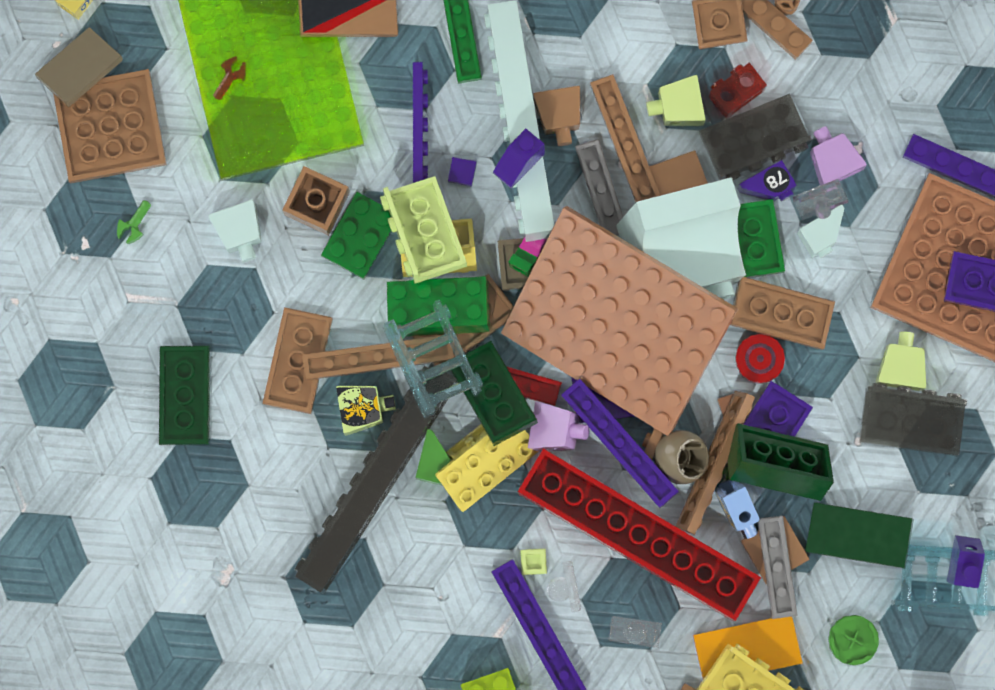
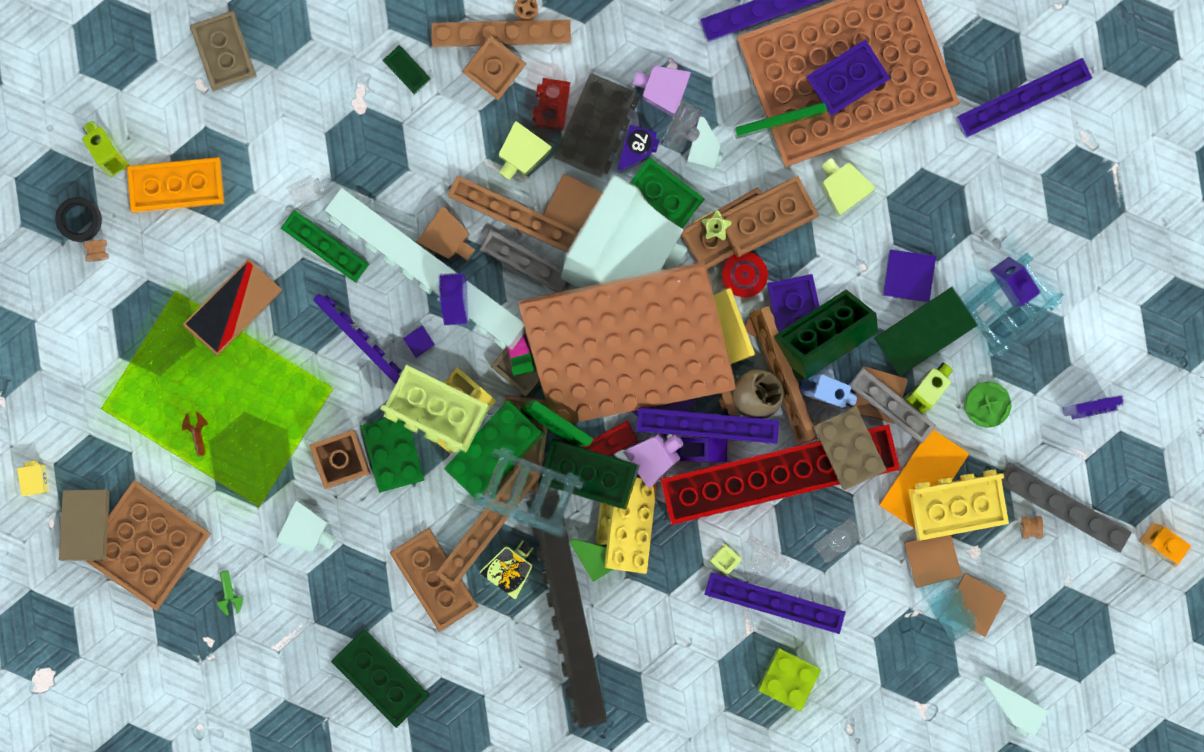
camera: 50 degrees left, 5 degrees up
(504, 329) = (555, 423): none -> green tile
(597, 459) = (703, 450): none -> dark purple slope
(710, 387) = (733, 328): none -> light yellow slope
(712, 566) = (849, 448): none -> dark tan plate
(771, 292) = (710, 226): none -> yellowish green plate
(812, 583) = (925, 394): none -> lime torso
(820, 330) = (768, 216): none -> medium nougat tile
(887, 481) = (909, 276): none -> dark purple tile
(901, 266) = (780, 120): none -> green tile
(912, 419) = (886, 218): clear smoke bracket -> none

